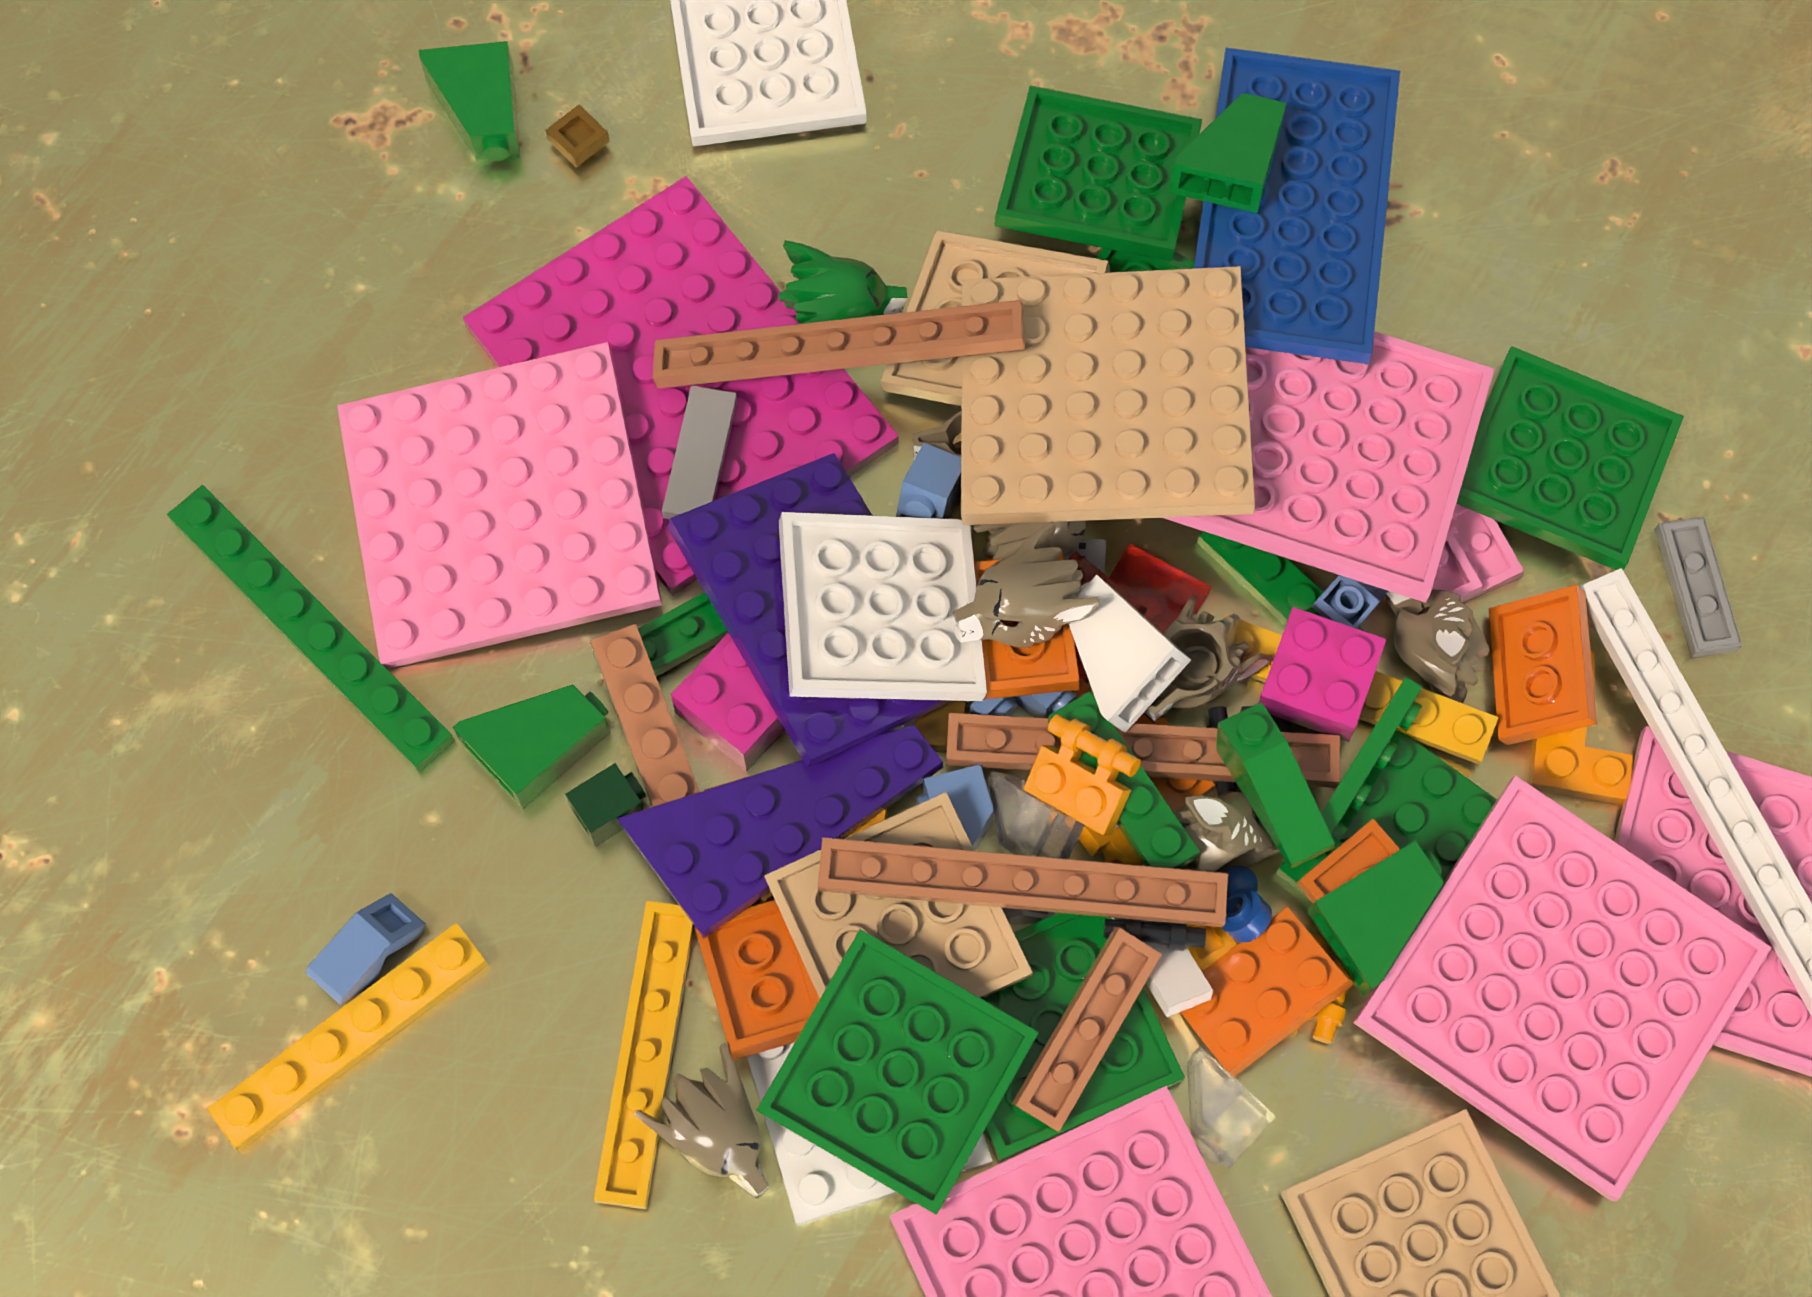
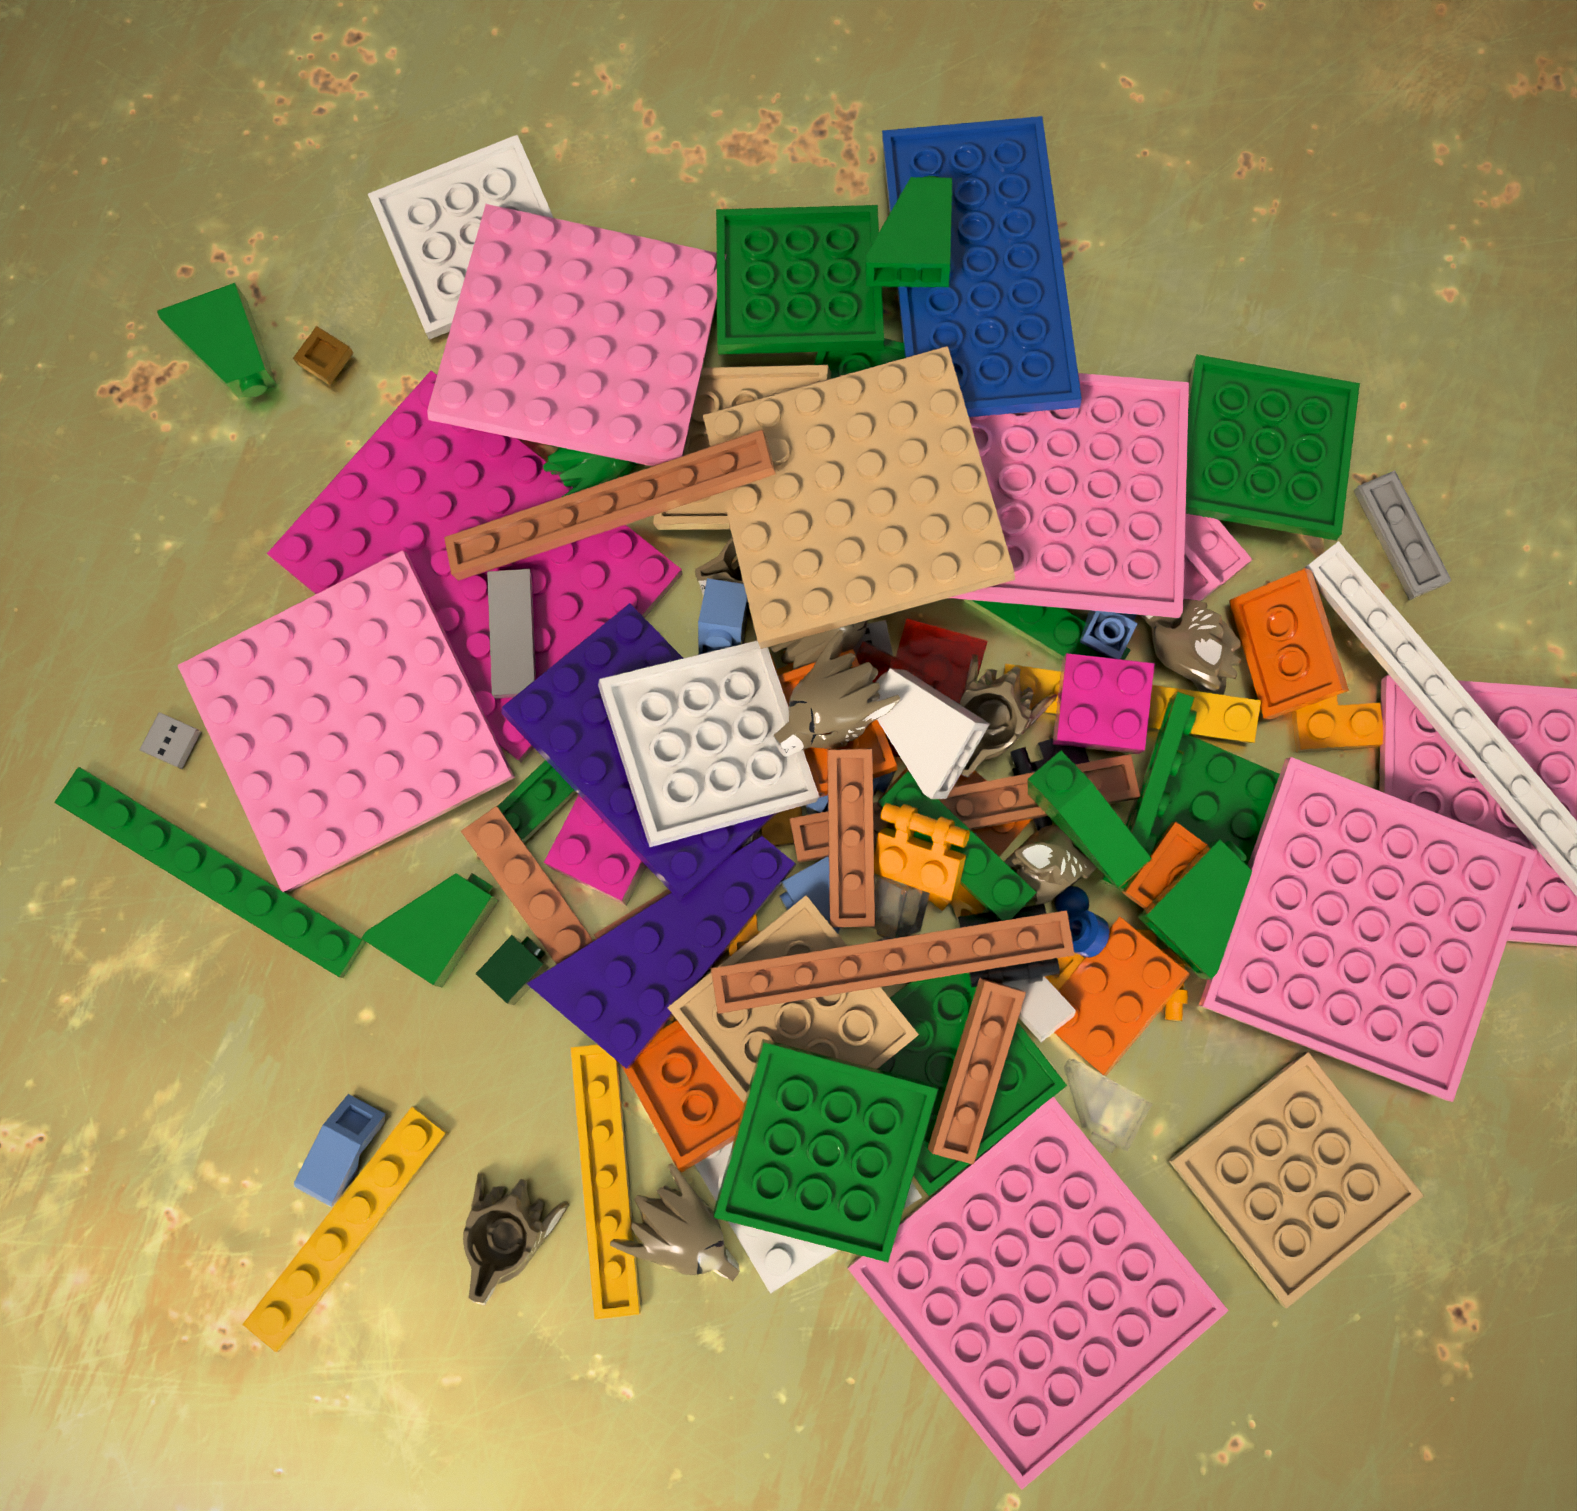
camera: 10 degrees left, 10 degrees up
(306, 482) = (170, 740): none -> light grey tile
(519, 1082) = (503, 1235): none -> dark tan piece
(850, 174) = (578, 338): none -> bright pink plate
(1010, 743) = (851, 837): none -> nougat plate

